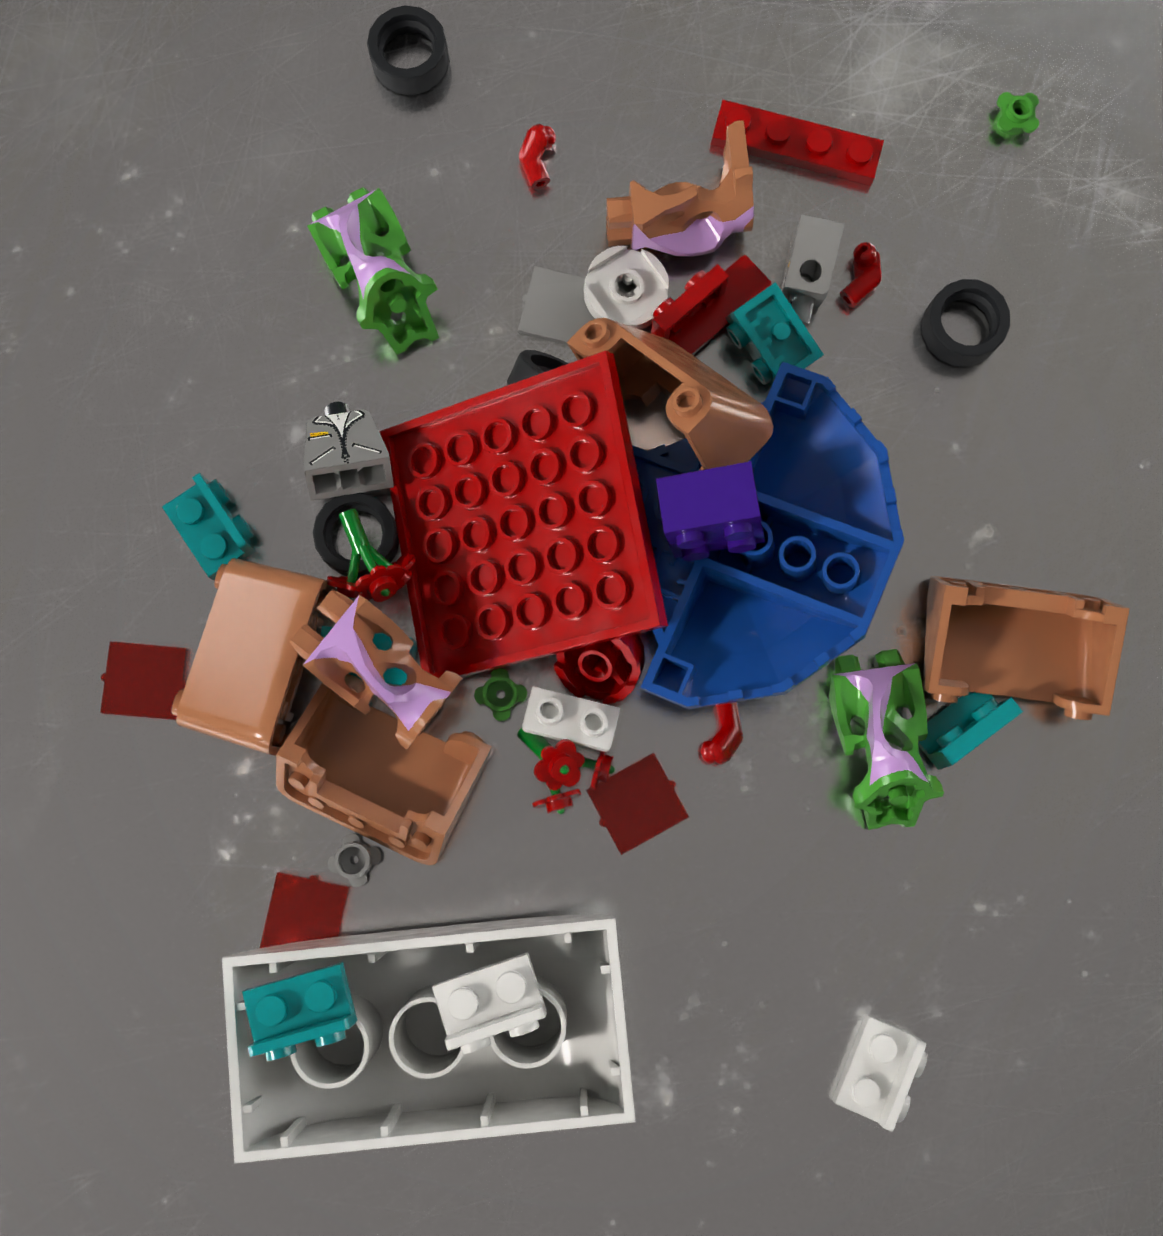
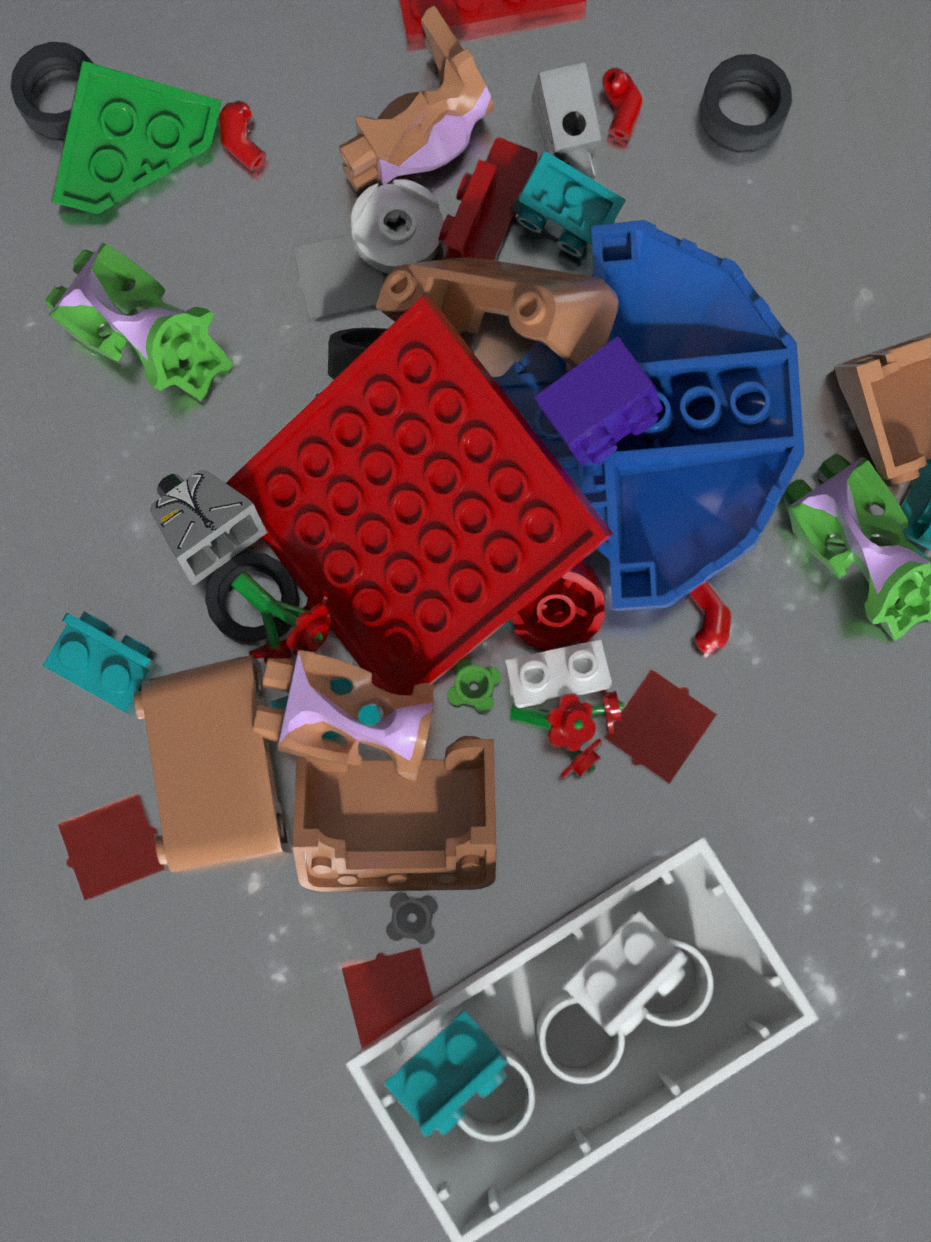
camera: 25 degrees left, 0 degrees up
(443, 112) = (127, 136): none -> green plate

